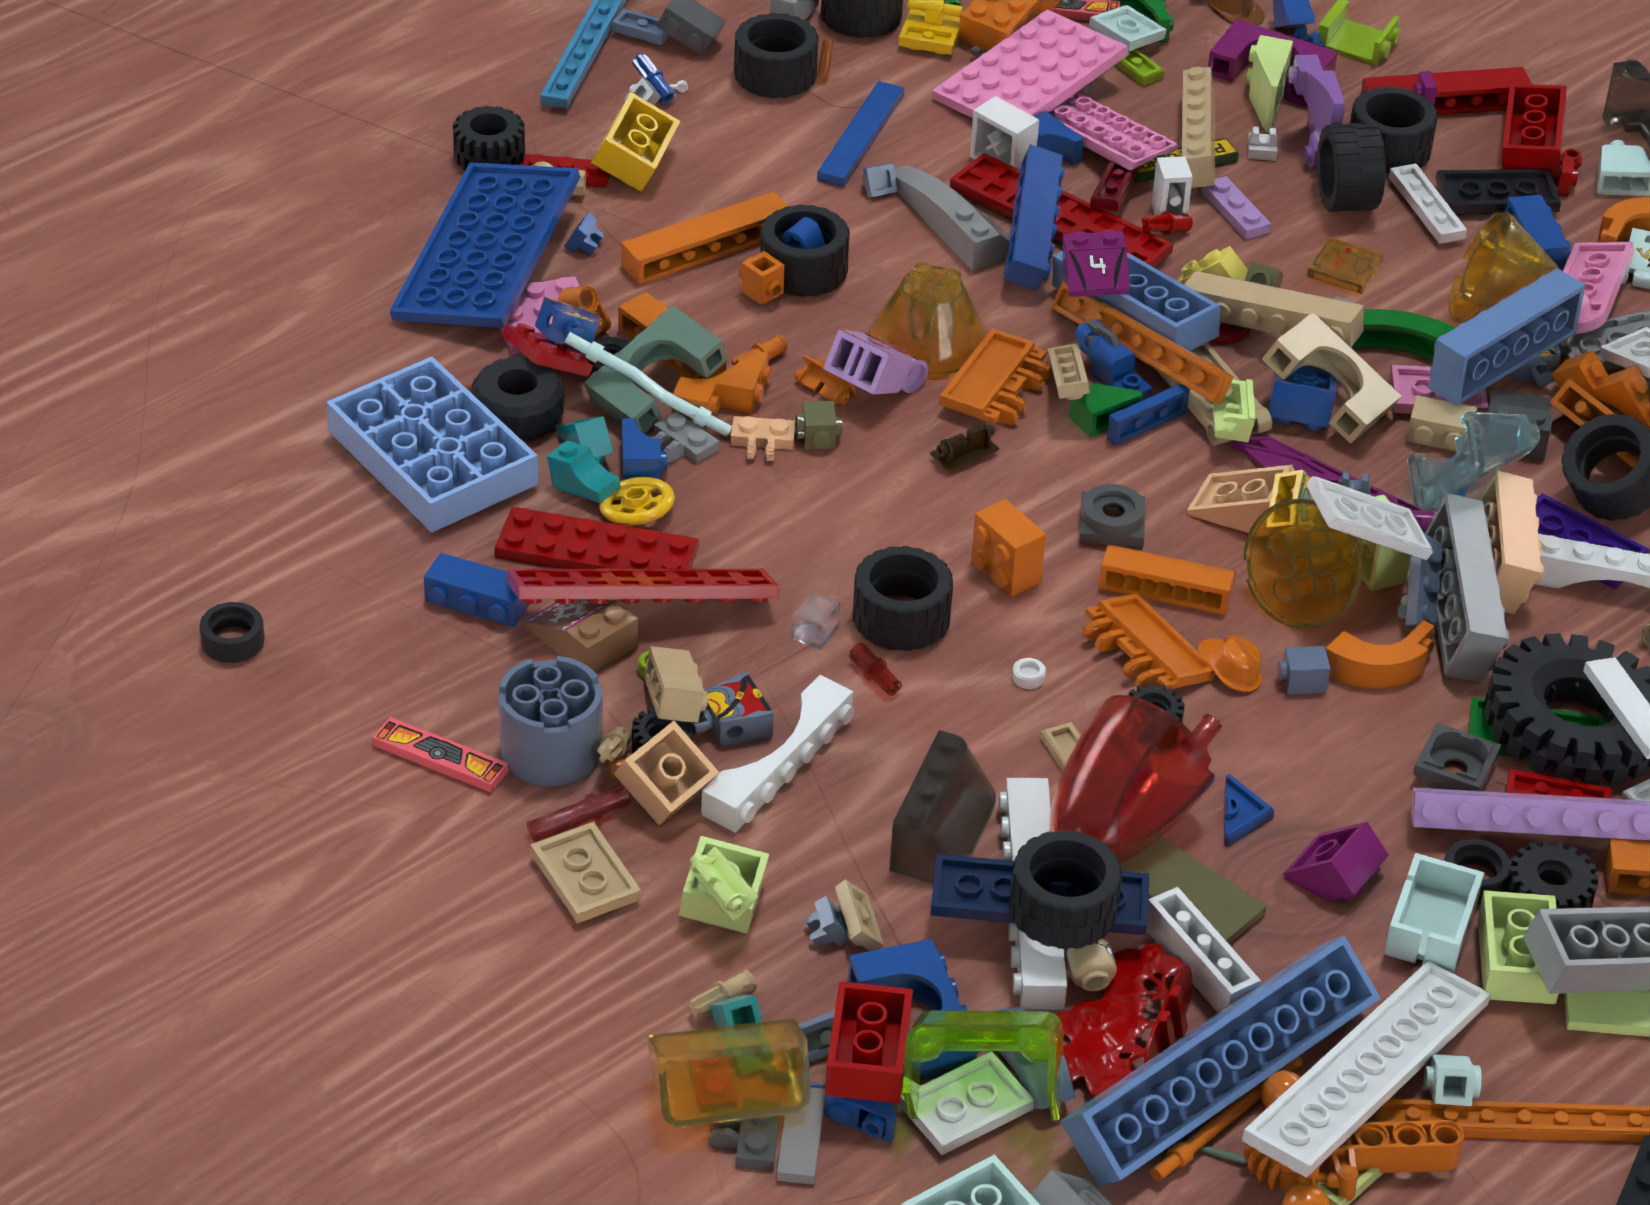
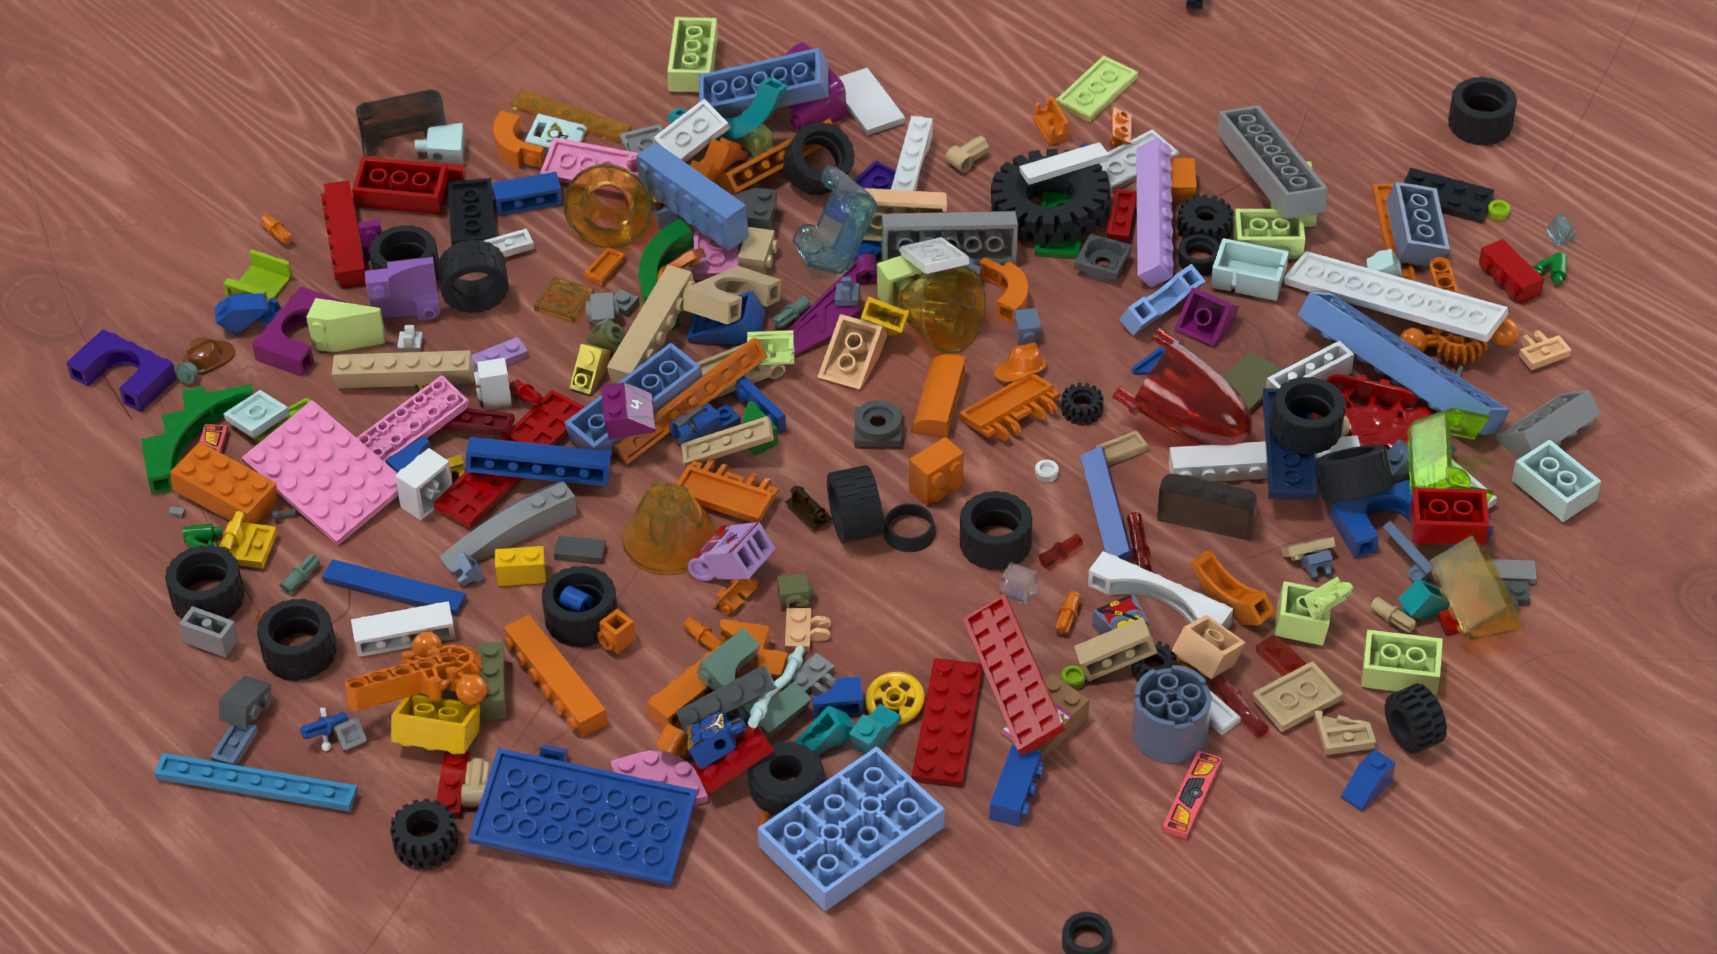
camera: 90 degrees left, 5 degrees up
(427, 926) = (1369, 780): none -> blue slope
(503, 964) = (1415, 718): none -> black tyre
(513, 910) = (1344, 734): none -> tan wing
(575, 788) = (1222, 716): none -> white tile
(619, 978) = (1400, 661): none -> yellowish green brick
(623, 335) = (729, 696): none -> dark grey plate
(662, 870) = (1279, 655): none -> clear red plate
(698, 131) = (423, 670): none -> orange piece
(700, 189) = (494, 674): none -> olive brick
(762, 666) = (1068, 612): none -> orange axle
(778, 811) = (1248, 604): none -> orange arch
(792, 133) = (399, 628): none -> white brick
(868, 745) = (1140, 549): none -> clear red pin
(878, 214) = (520, 566): none -> yellow brick
(884, 67) = (299, 574): none -> sand green axle
(906, 259) = (580, 550): none -> dark grey tile
(946, 551) = (914, 543): none -> black tyre
(949, 485) = (855, 504): none -> black tyre
(956, 719) = (1106, 503): none -> tile
(969, 952) = (1354, 473): none -> black tyre
(1315, 279) = (601, 307): none -> light grey brick
(1326, 451) = (791, 312): none -> sand green axle
(1340, 794) = (1153, 307): none -> light blue arch
(1386, 333) = (690, 258): none -> orange plate
(1409, 299) = (605, 266): none -> orange tile
(1452, 45) = (276, 229): none -> orange axle
(1553, 1129) = (1417, 223): none -> sand blue brick

